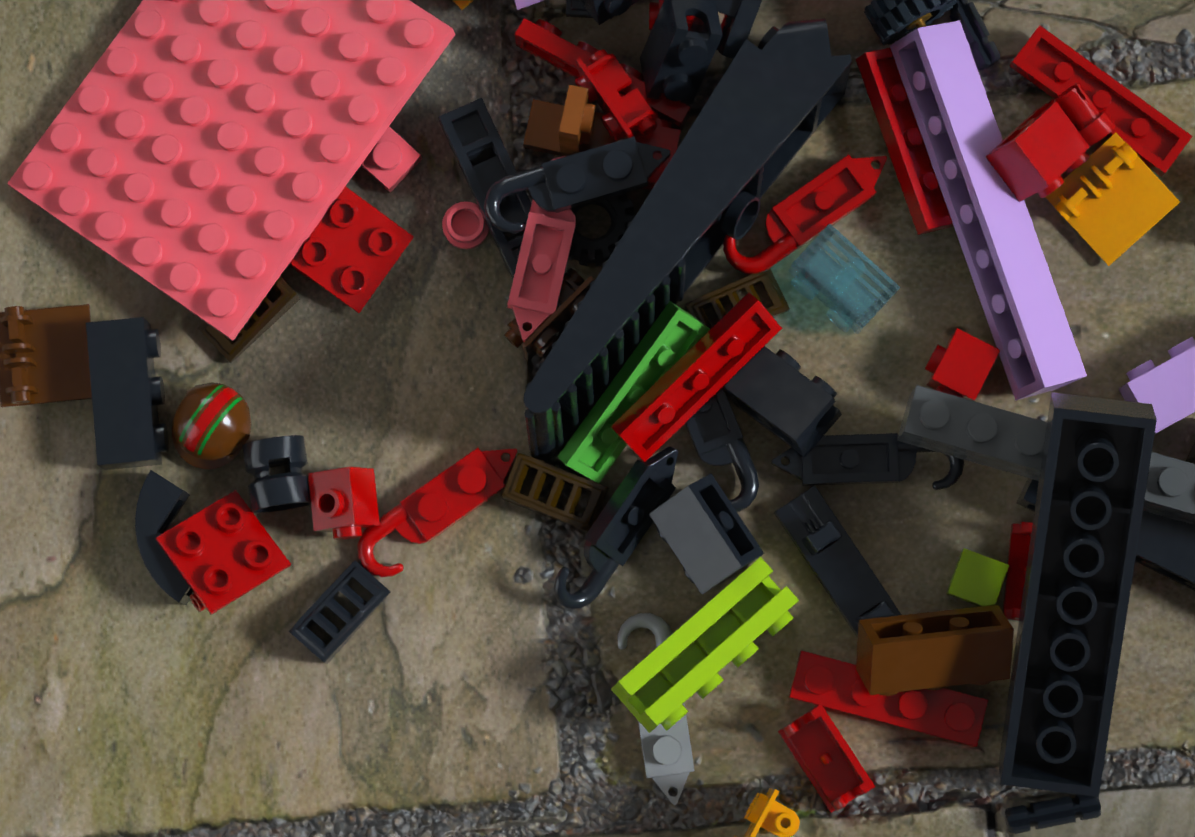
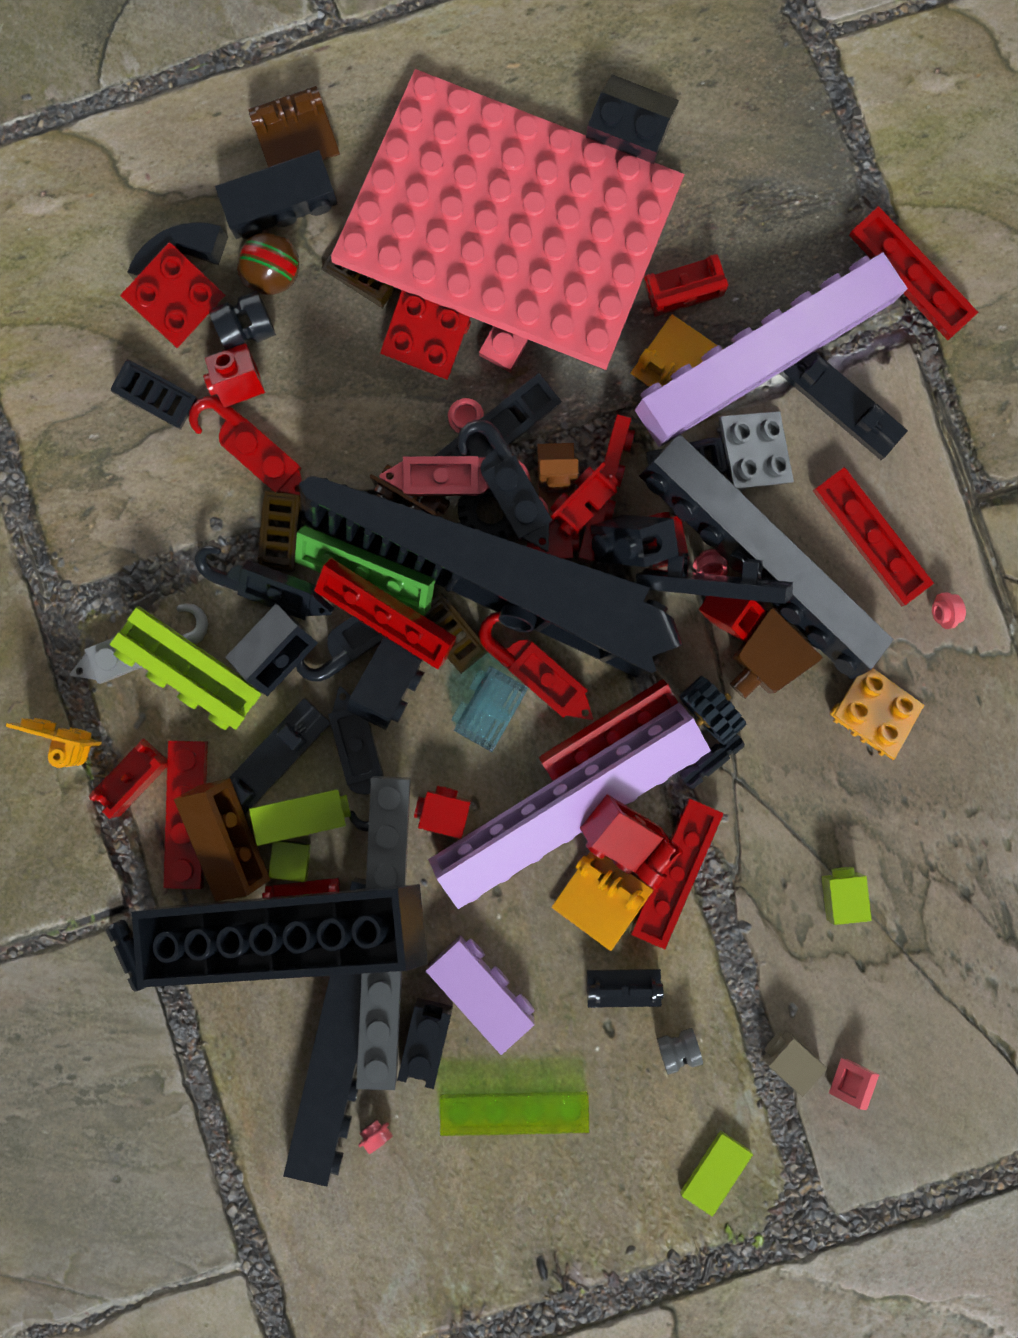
camera: 80 degrees right, 5 degrees up
(925, 549) = (299, 816): none -> lime brick

